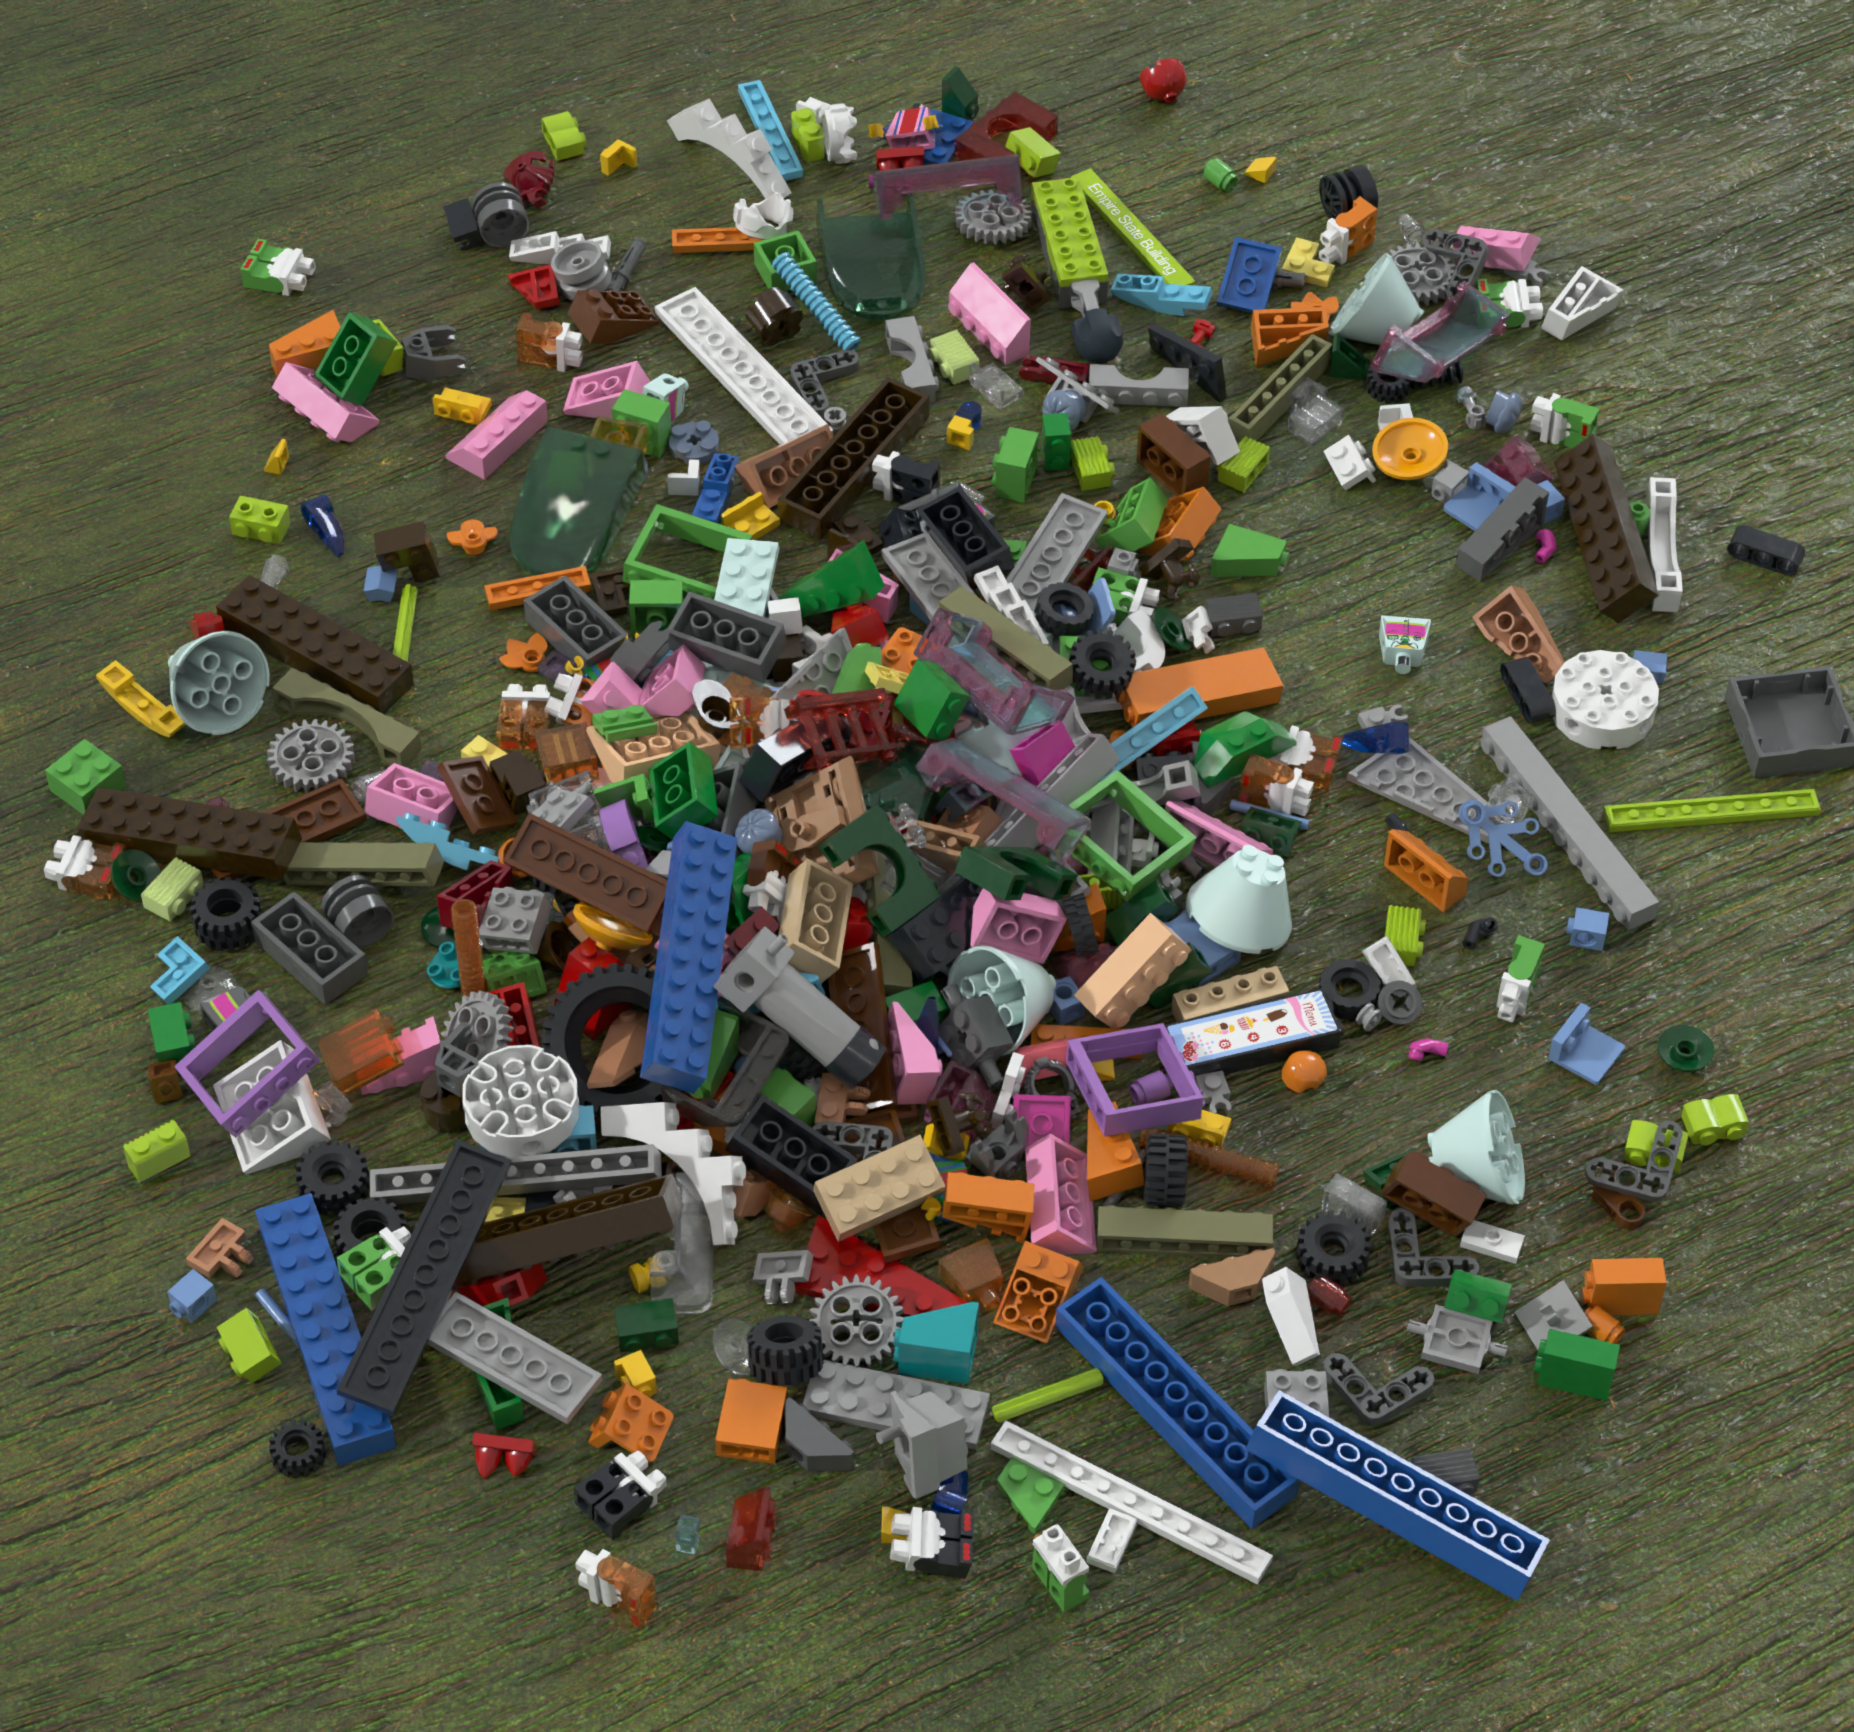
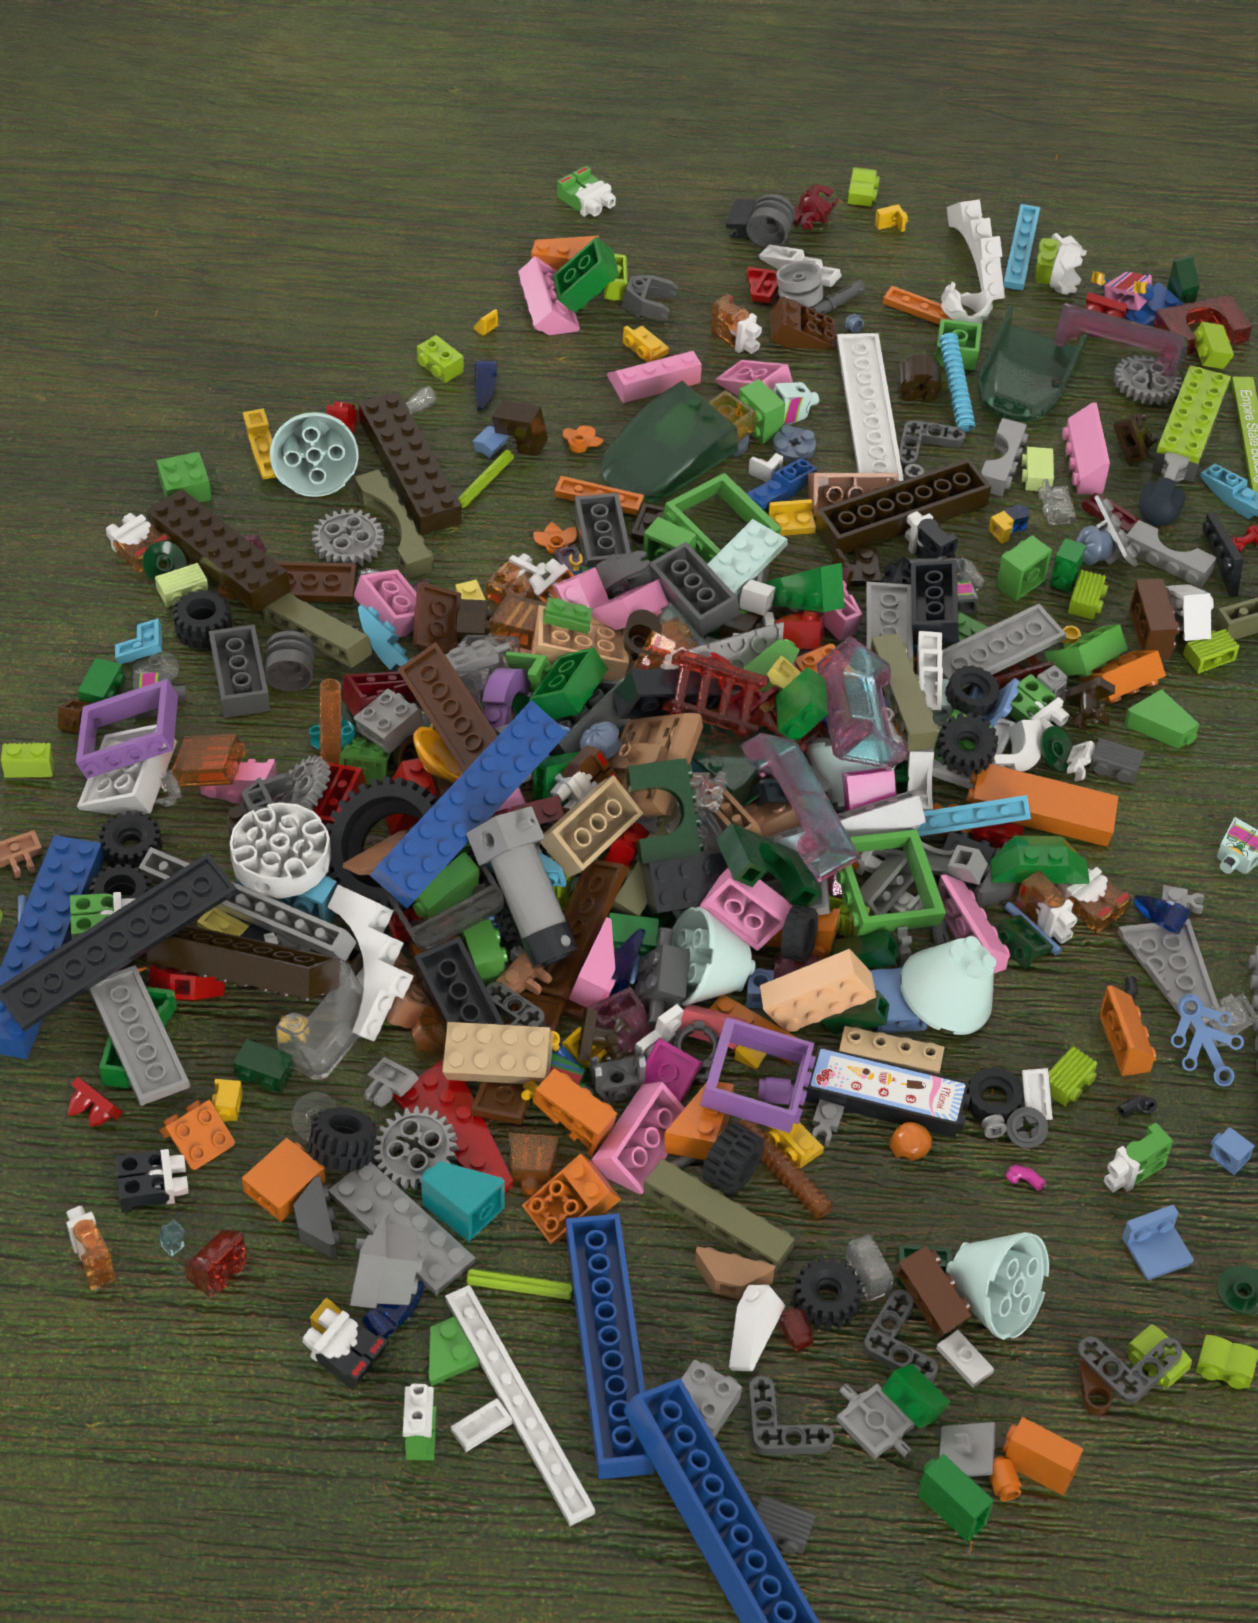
camera: 30 degrees right, 0 degrees up
(661, 287) = (854, 323): none -> sand blue plate

